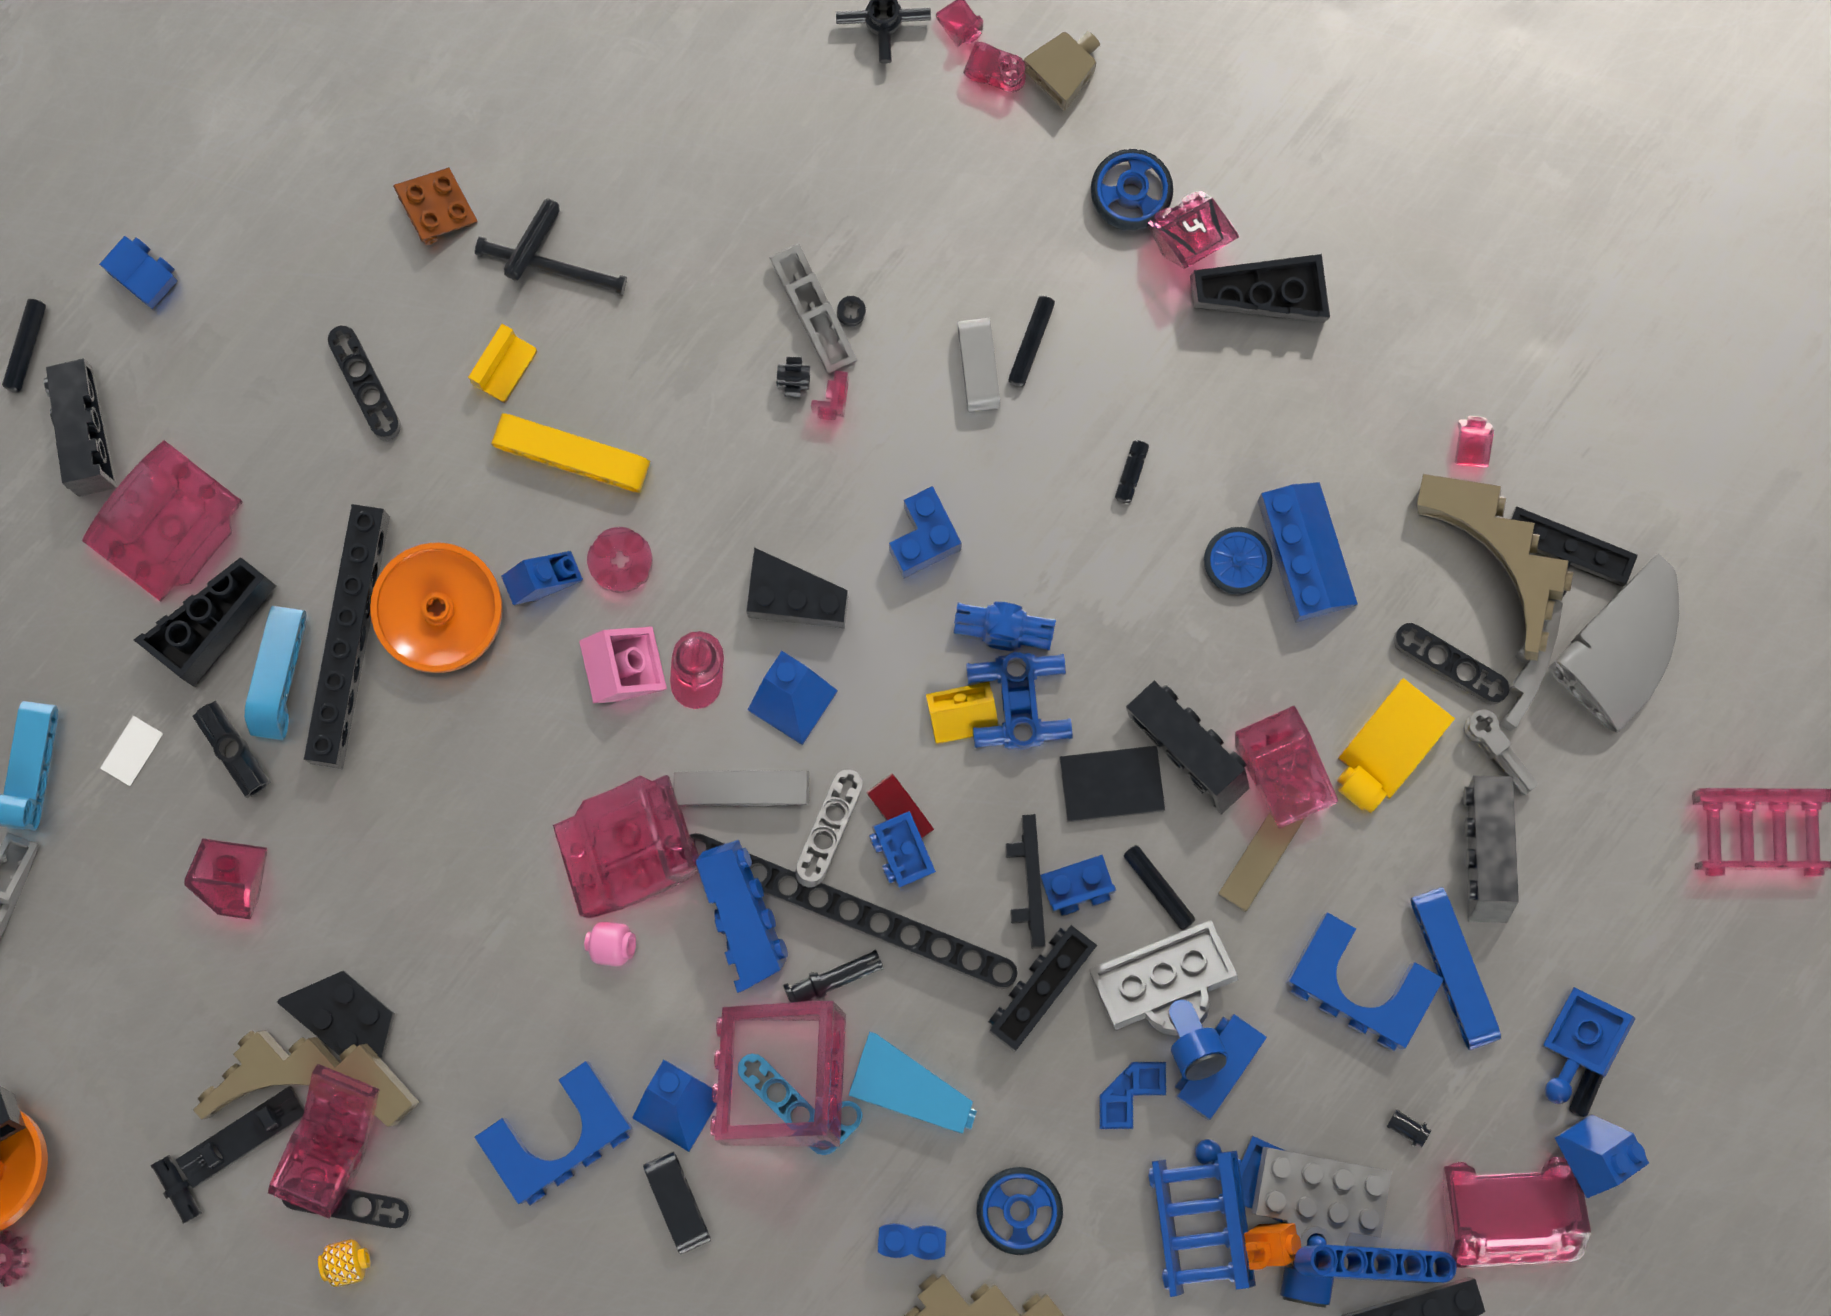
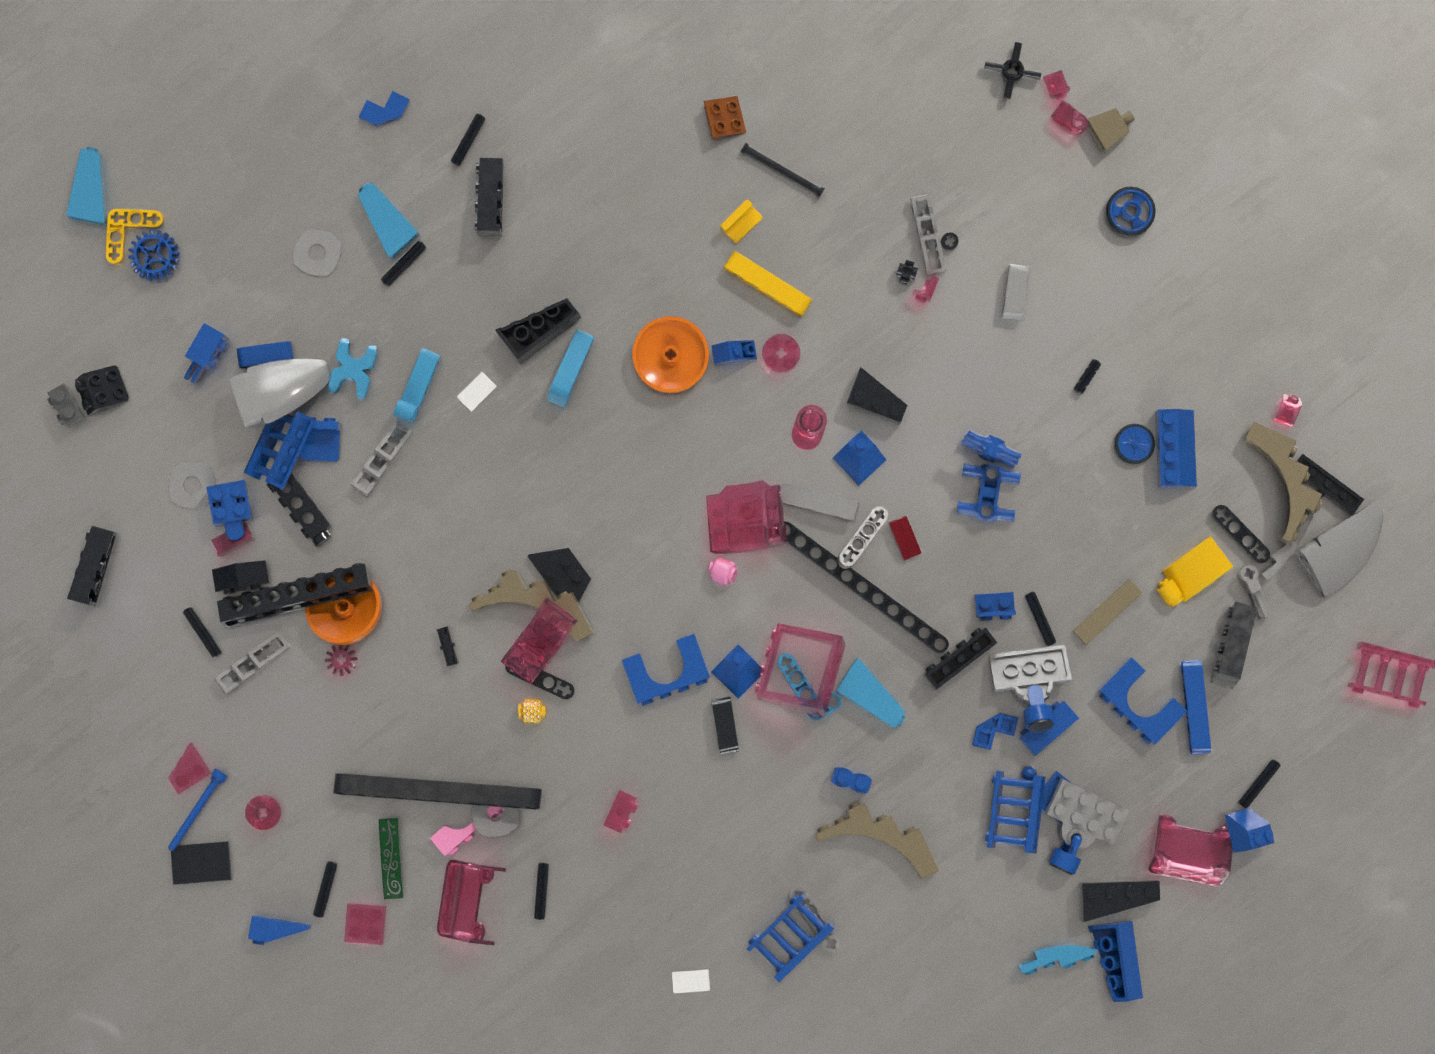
camera: 10 degrees right, 5 degrees up
(138, 271) = (544, 113): blue brick -> none
(163, 521) = (525, 264): clear pink slope -> none
(227, 876) = (516, 478): clear pink slope -> none
(241, 1137) = (490, 626): black hinge -> none
(242, 765) = (539, 417): black piece -> none
(346, 637) = (615, 357): black brick -> none
(367, 381) = (660, 211): black beam -> none
(531, 239) = (775, 152): black axle -> none
(622, 664) = (768, 414): bright pink slope -> none
(741, 914) = (802, 573): blue wedge -> none
(818, 985) = (833, 624): black pin -> none
(902, 850) = (900, 560): blue bracket -> none
(932, 538) = (964, 383): blue brick -> none
(960, 710) = (954, 489): yellow panel -> none
(993, 1196) = (903, 767): blue wheel -> none
(1029, 850) = (966, 614): black hinge -> none
(1031, 341) = (1049, 285): black axle -> none
(1112, 783) = (1029, 553): black tile -> none
(1190, 745) = (1079, 543): black wedge -> none
(1191, 229) = (1159, 245): clear pink slope -> none
(1267, 288) = (1198, 291): black wedge -> none
(1271, 1245) = (1051, 833): orange brick -> none
(1285, 766) = (1130, 569): clear pink slope -> none
(1362, 1264) = (1098, 858): blue beam -> none
(1409, 1128) = (1145, 789): black pin -> none
(1588, 1036) = (1258, 762): blue plate -> none

